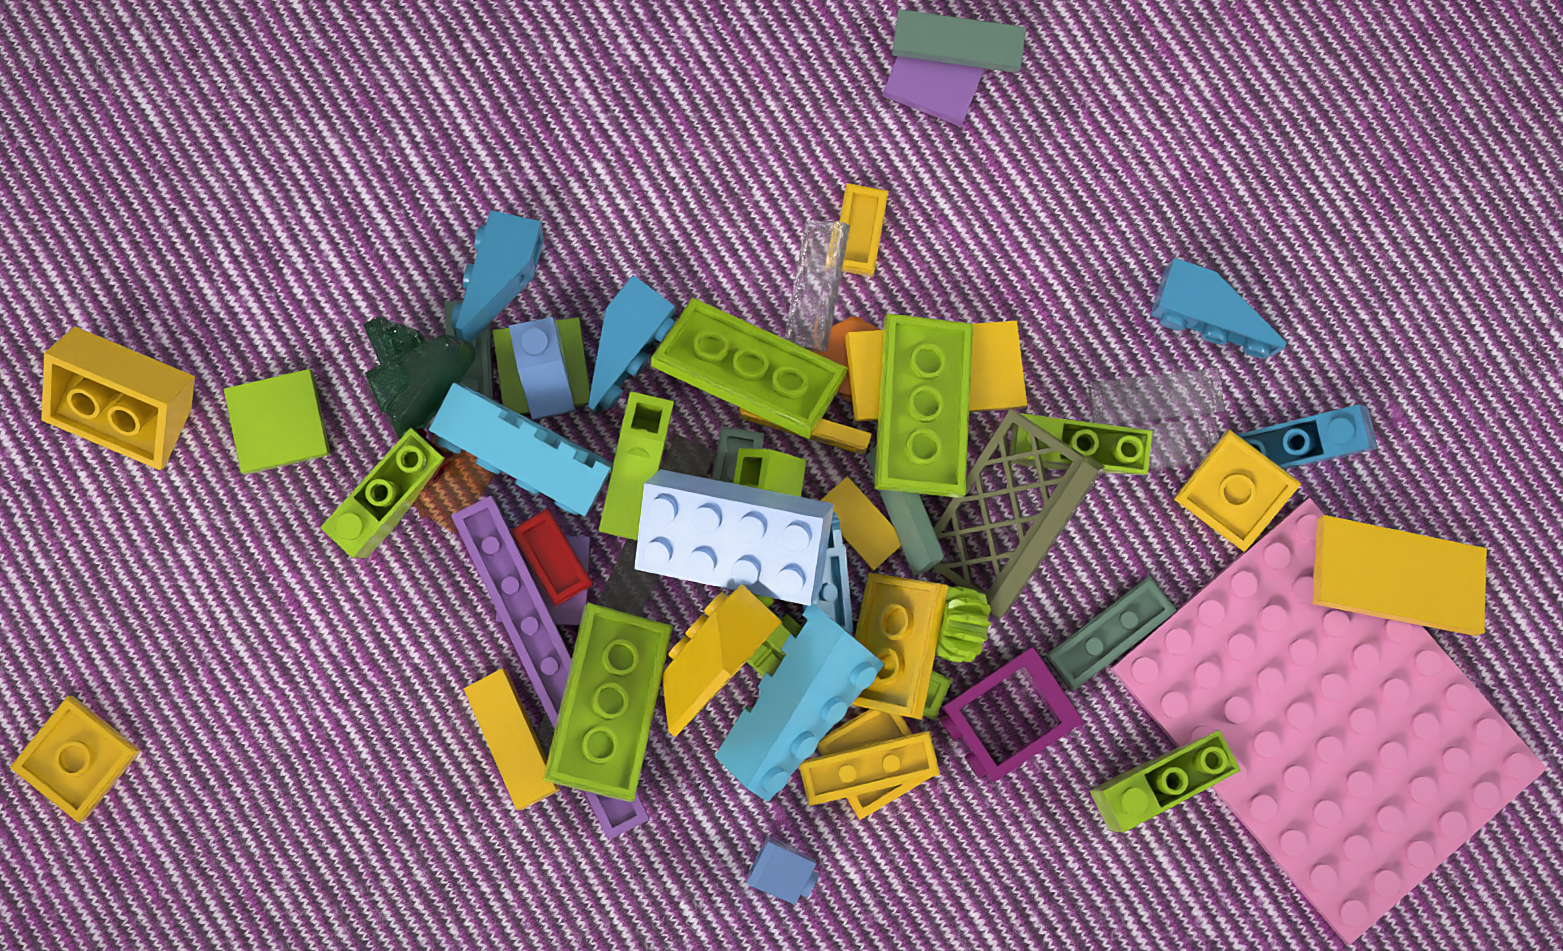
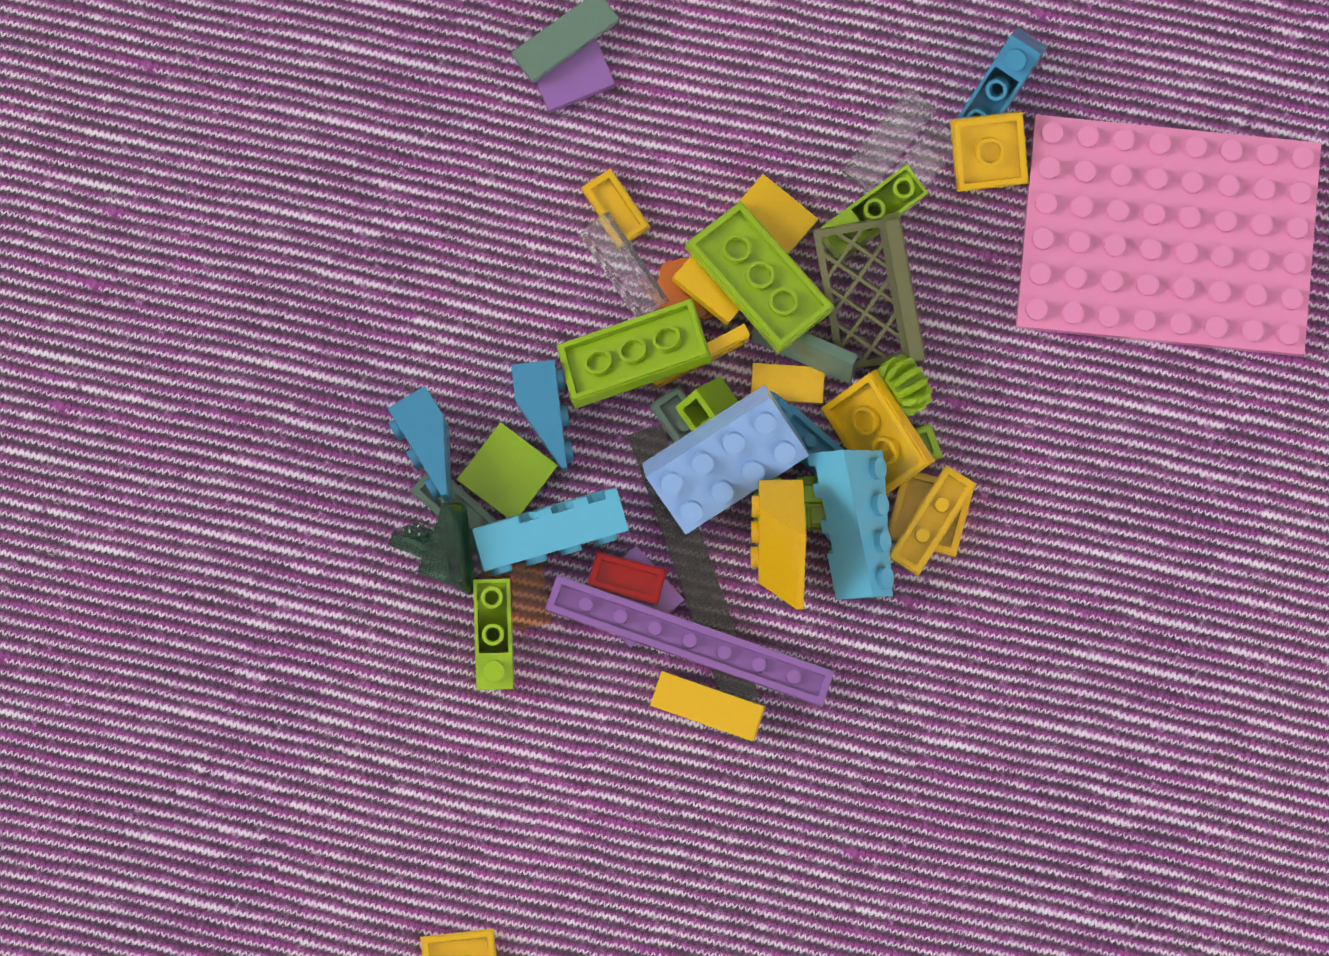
camera: 40 degrees left, 0 degrees up
(115, 396) = (271, 736): yellow slope -> none
(277, 422) = (381, 658): lime tile -> none
(542, 367) = (512, 471): medium blue slope -> none
(608, 703) = (745, 627): lime tile -> none
(635, 462) = (623, 470): lime slope -> none
(782, 871) = (939, 626): medium blue slope -> none
(1047, 690) = (988, 375): magenta window -> none
(1110, 633) = (996, 307): sand green tile -> none
(1164, 782) = (1109, 363): lime slope -> none
(1206, 303) = (867, 55): dark azure slope -> none
(1399, 575) = (1130, 111): yellow tile -> none

